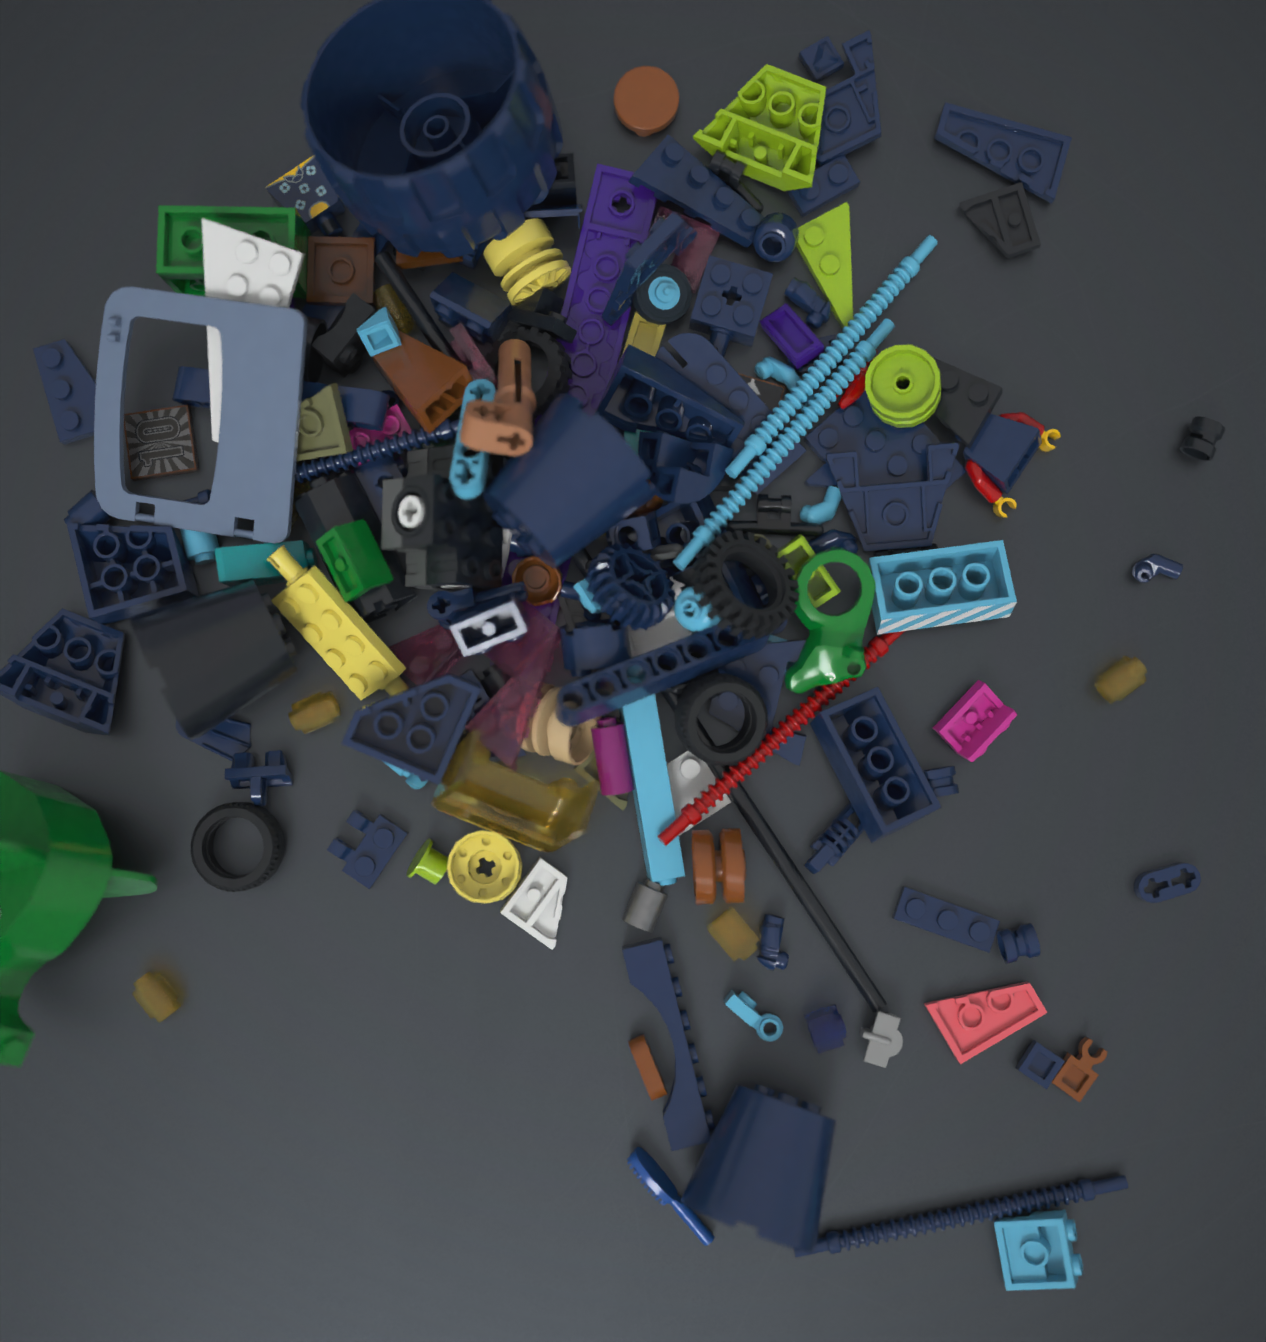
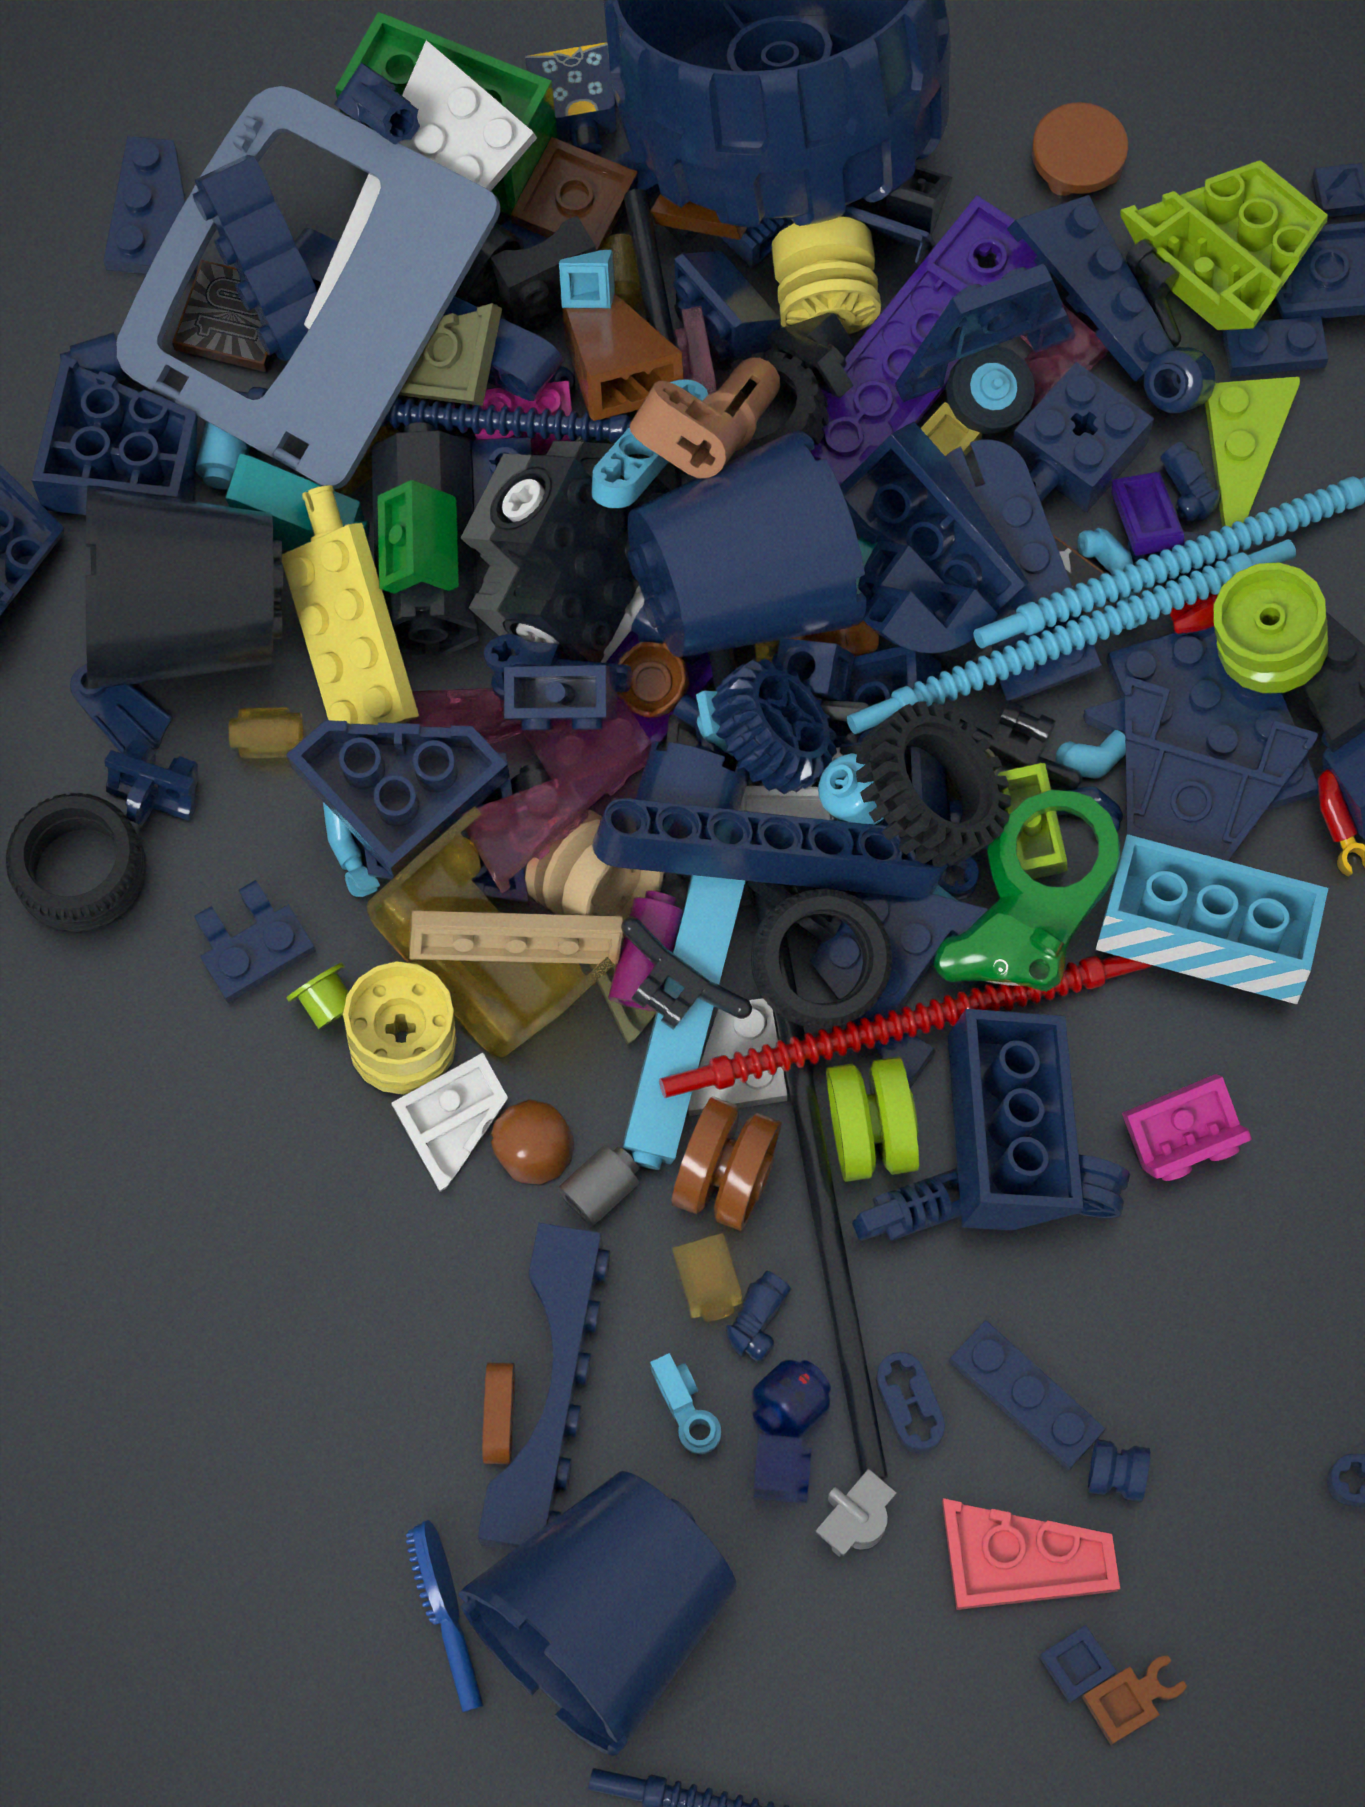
camera: 25 degrees right, 15 degrees down
(161, 402) = (262, 251): none -> dark blue brick
(187, 276) = (376, 105): none -> dark blue piece
(532, 790) = (514, 937): none -> tan tile
(592, 895) = (532, 1142): none -> dark orange hair
(642, 766) = (671, 966): none -> black piece
(795, 798) = (879, 1118): none -> lime wheel
(813, 985) = (791, 1399): none -> clear blue head
(886, 948) = (922, 1398): none -> dark blue beam

